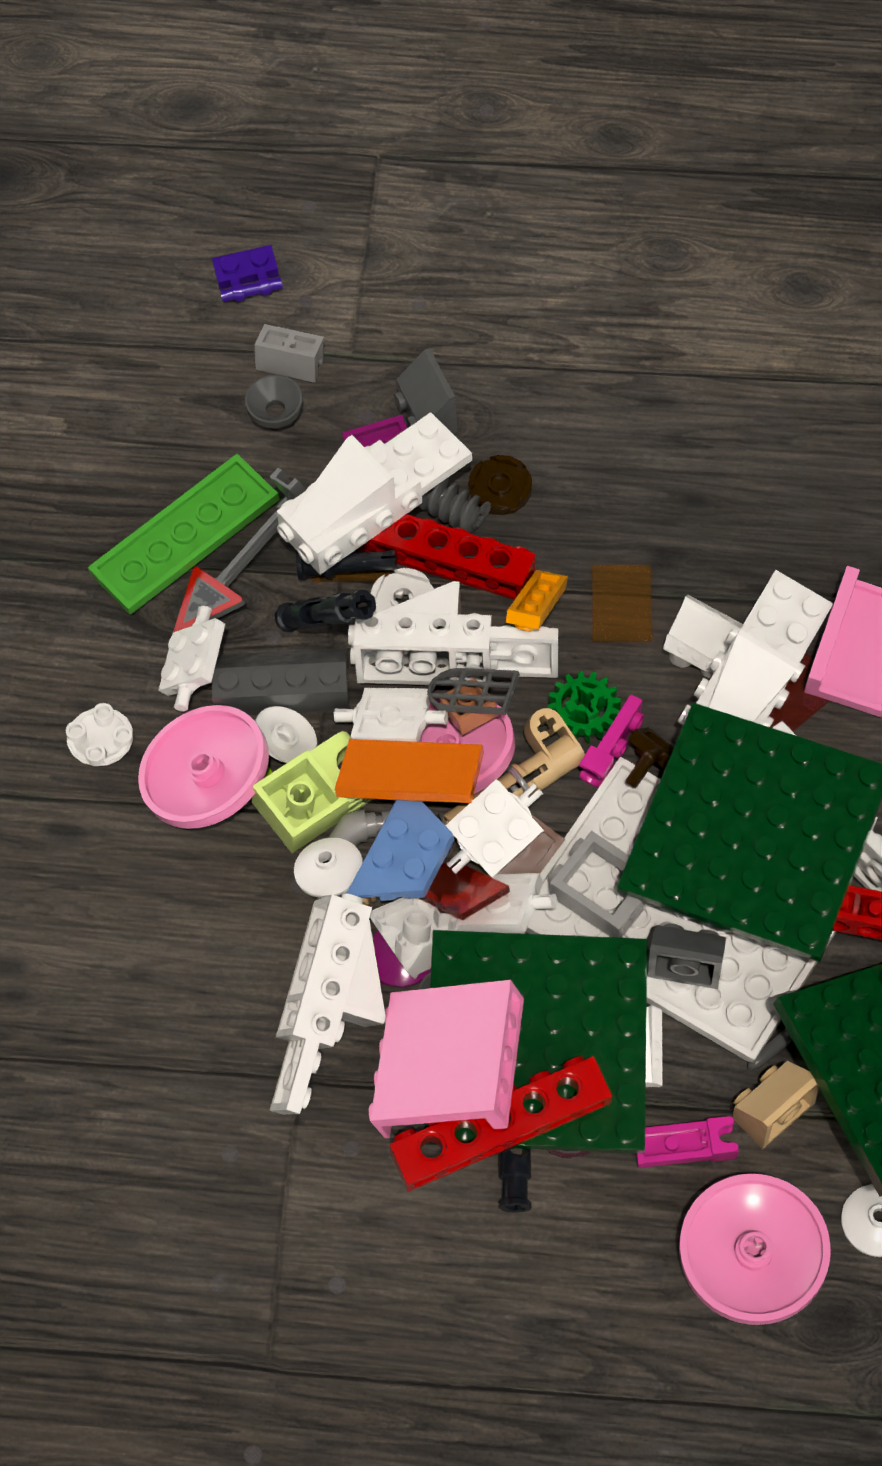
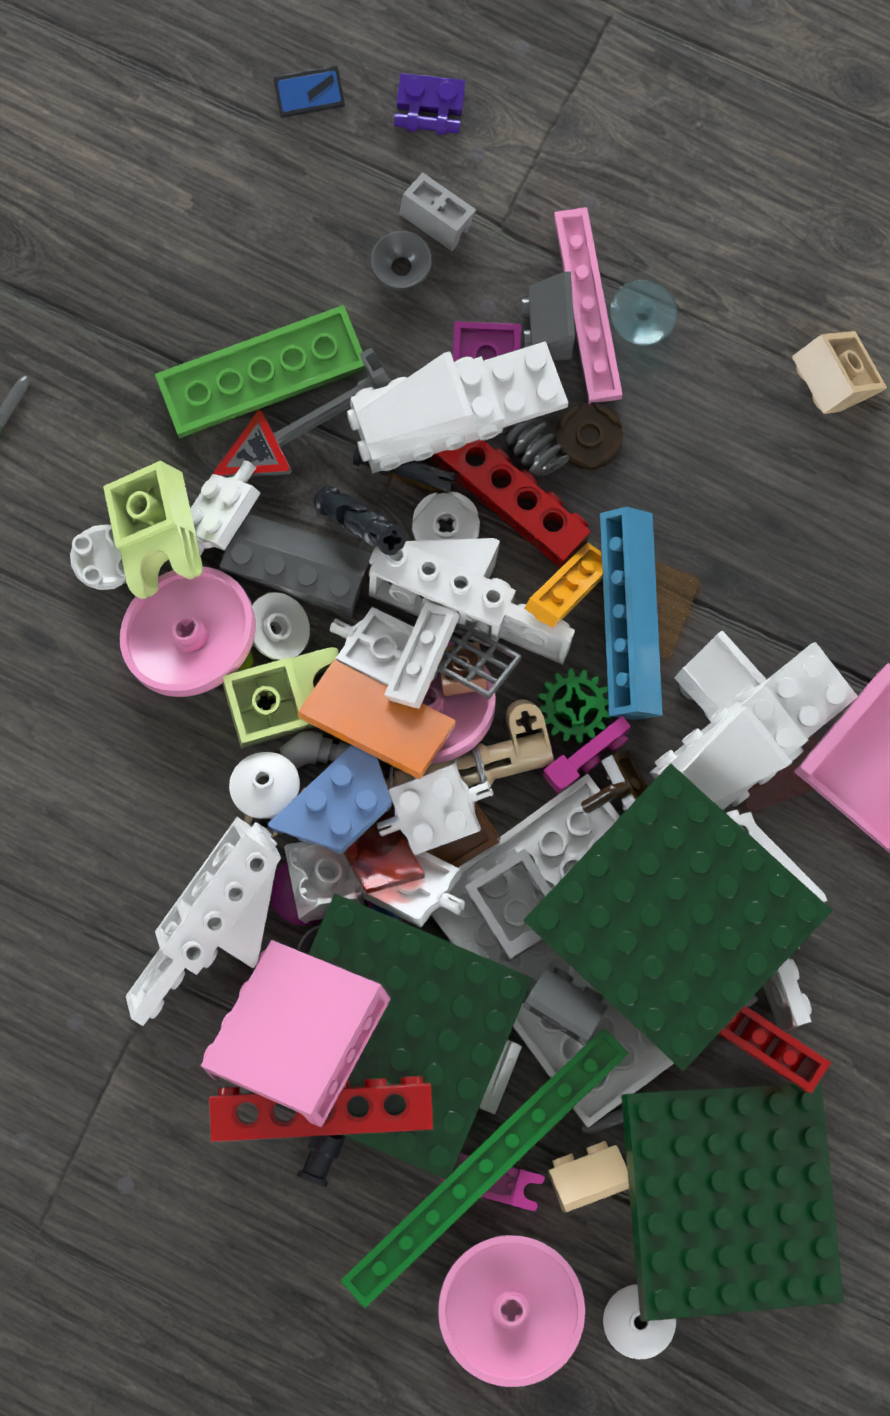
camera: 15 degrees right, 15 degrees up
(135, 686) = (152, 525): none -> yellowish green brick
(136, 299) = (309, 91): none -> slope
(429, 700) = (422, 655): none -> white plate
(471, 403) = (589, 306): none -> bright pink plate
(505, 359) = (646, 298): none -> clear light blue dish
(601, 610) = (631, 614): none -> dark azure brick
(671, 1131) = (484, 1167): none -> green plate
(695, 357) = (838, 371): none -> tan slope

